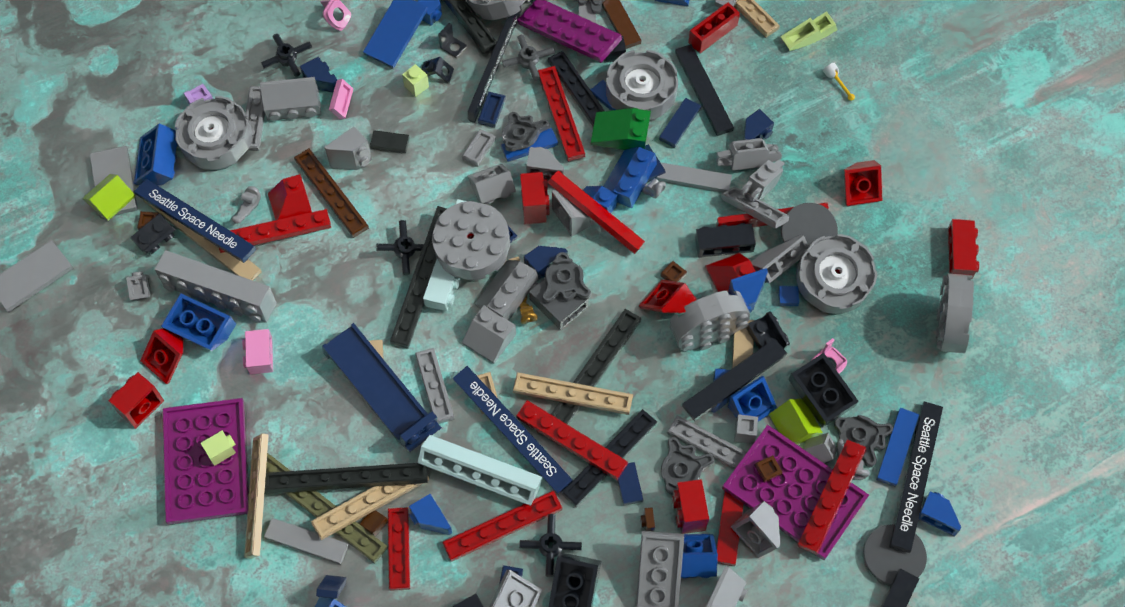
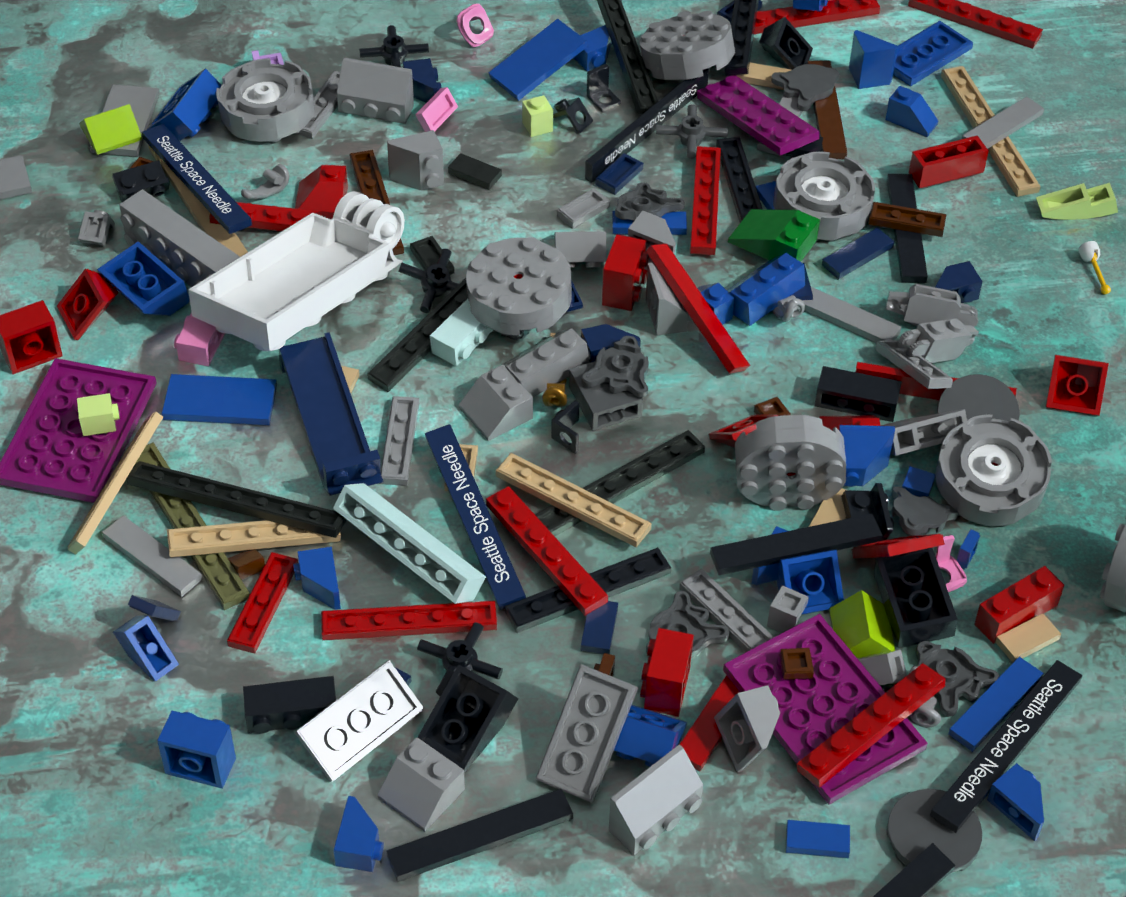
camera: 20 degrees right, 15 degrees down
(294, 398) = (219, 399): none -> blue tile
(313, 283) = (301, 273): none -> white plate
(388, 224) = (428, 252): none -> pearl dark grey tile
(539, 341) = (562, 423): none -> black bracket
(704, 84) = (907, 219): none -> reddish brown tile
(800, 321) = (920, 513): none -> dark grey tile
(804, 361) = (897, 546): none -> red tile
(826, 588) = (818, 838): none -> blue tile
(840, 336) = (968, 549): none -> blue tile
(887, 369) = (1019, 603): none -> red brick
(899, 390) = (1028, 638): none -> tan tile

